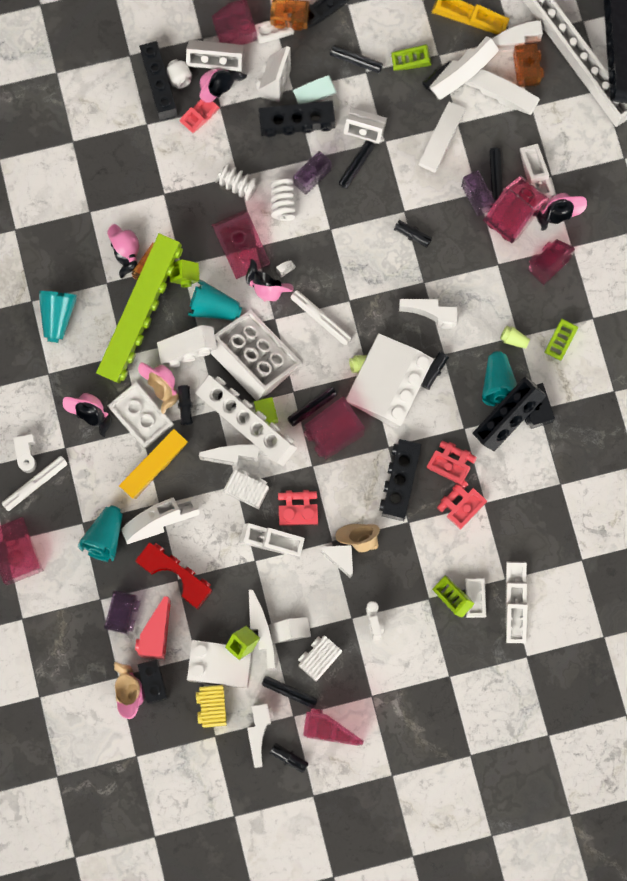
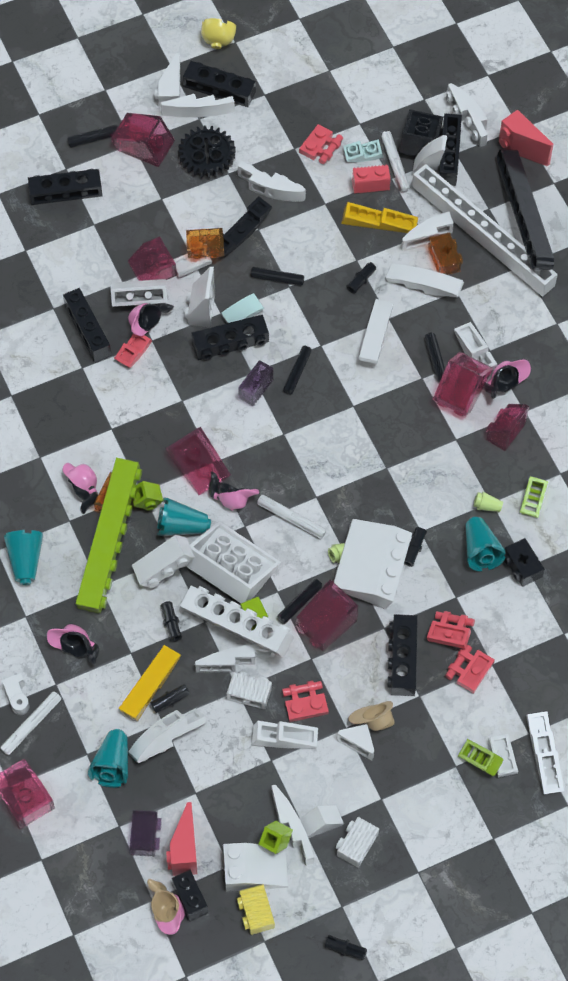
camera: 10 degrees left, 15 degrees down
(140, 415) = (127, 639): white tile -> none
(154, 560) = (169, 775): red arch -> none
(162, 382) = (143, 602): hair -> none
(169, 482) = (170, 698): none -> black axle
(178, 74) = (106, 315): white head -> none
(236, 182) = (182, 404): white piece -> none
(262, 717) = (310, 913): white slope -> none
(280, 199) = (231, 413): white piece -> none
(285, 268) = (246, 476): white tile -> none
(289, 692) = (333, 882): black axle -> none
(323, 727) = (379, 908): clear pink slope -> none
(365, 125) = (299, 332): white brick -> none
(376, 626) = (407, 796): white plate -> none
(412, 64) = (338, 270): lime slope -> none
(412, 233) = (366, 423): black pin -> none
(443, 316) = (397, 489): white slope -> none
(459, 72) = (381, 269): white slope -> none
(477, 193) = (421, 375): clear purple brick -> none
(509, 414) = (498, 570): black brick -> none

